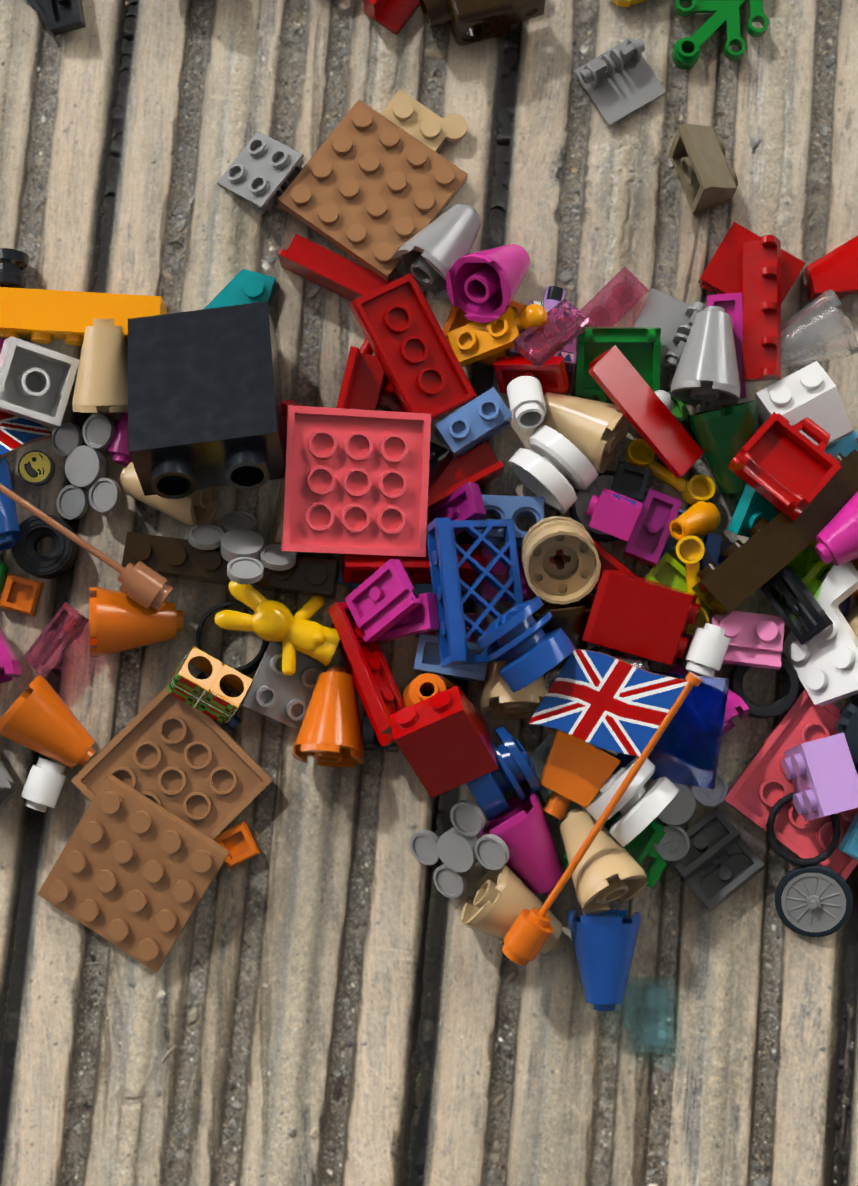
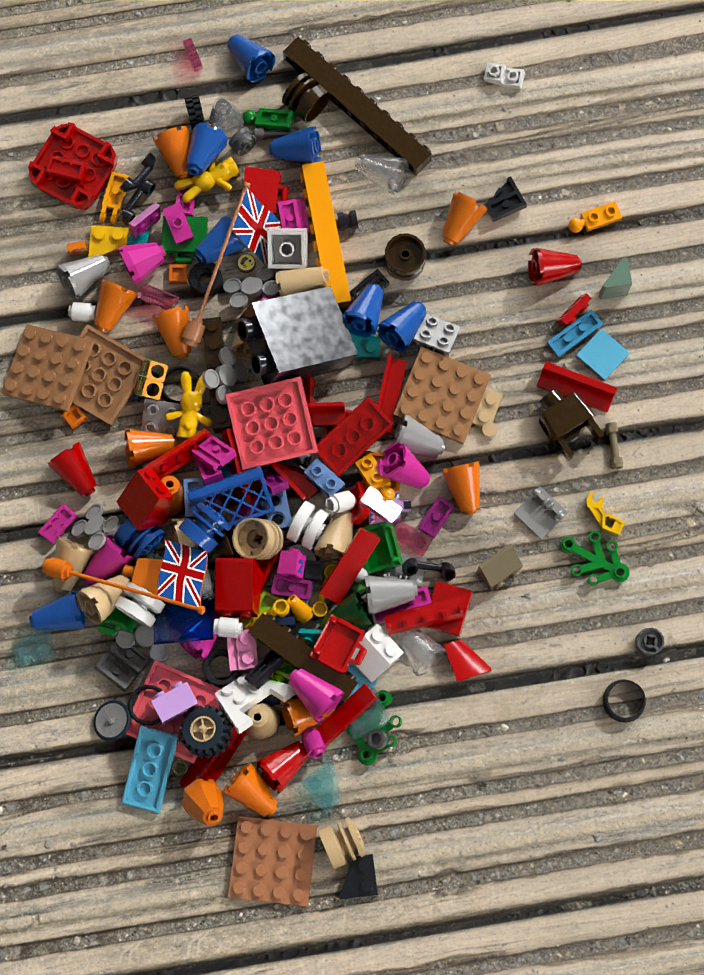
camera: 75 degrees right, 5 degrees down
(61, 70) = (461, 218): none -> orange cone
(107, 185) = (405, 246): none -> dark brown wheel
(131, 240) = (381, 278): none -> black tile
(189, 274) = (365, 311): none -> blue cone
(233, 223) = (402, 326): none -> blue cone
(340, 865) = (74, 469): none -> red cone
(431, 919) = (58, 524): none -> dark pink plate
(544, 189) = (464, 486): none -> orange cone
(585, 253) = (436, 517): none -> magenta plate
(682, 259) = (411, 566): none -> black bar

